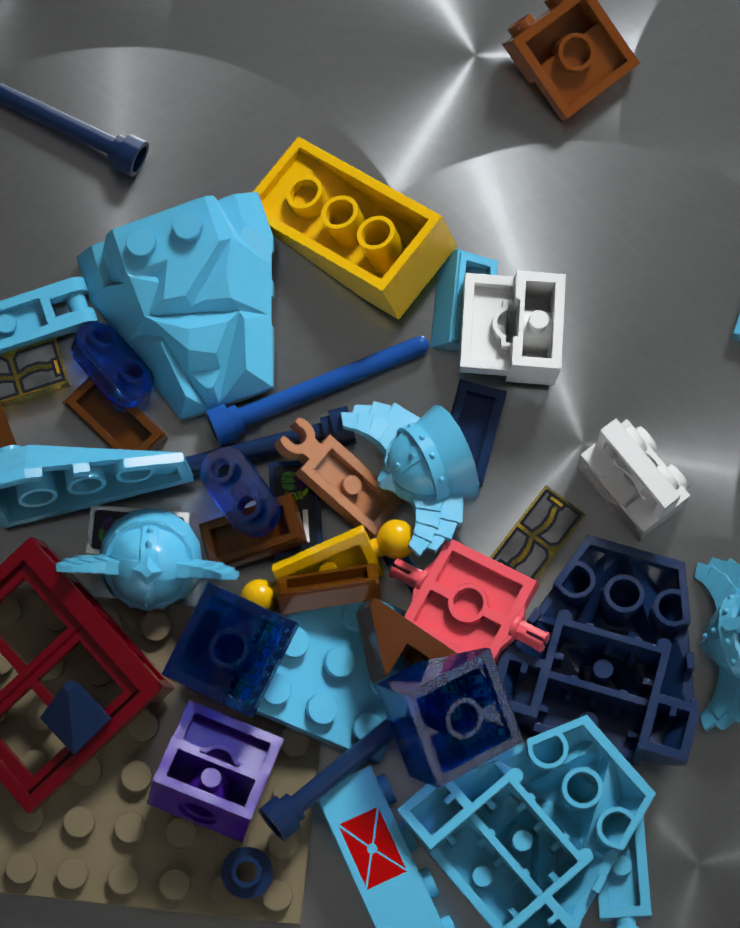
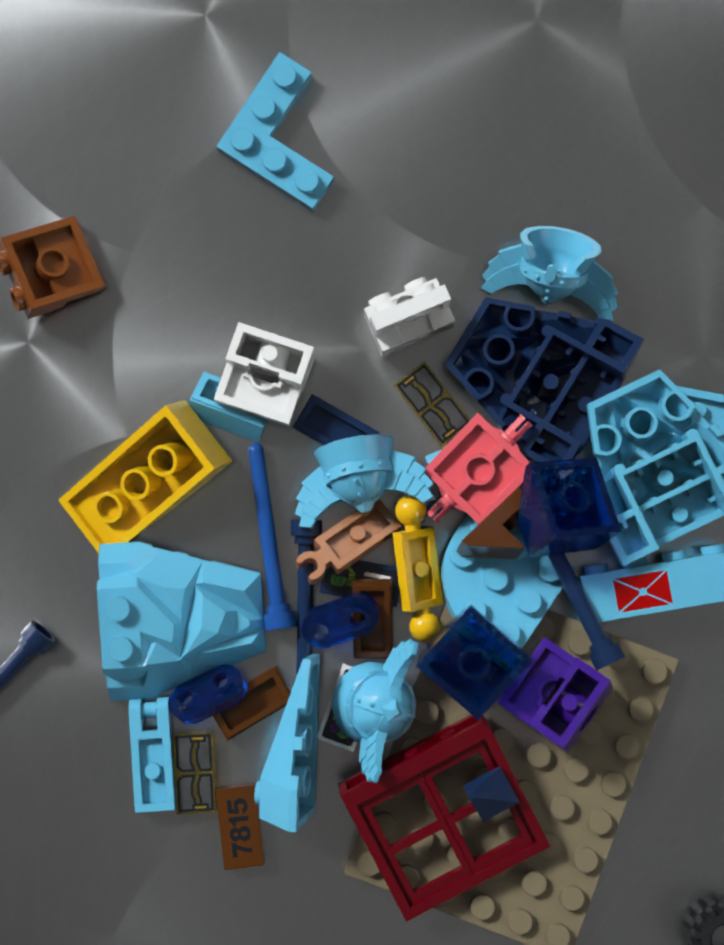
camera: 70 degrees left, 10 degrees up
(251, 889) = (624, 690): dark blue plate -> none
(328, 588) = (438, 573): reddish brown tile -> none

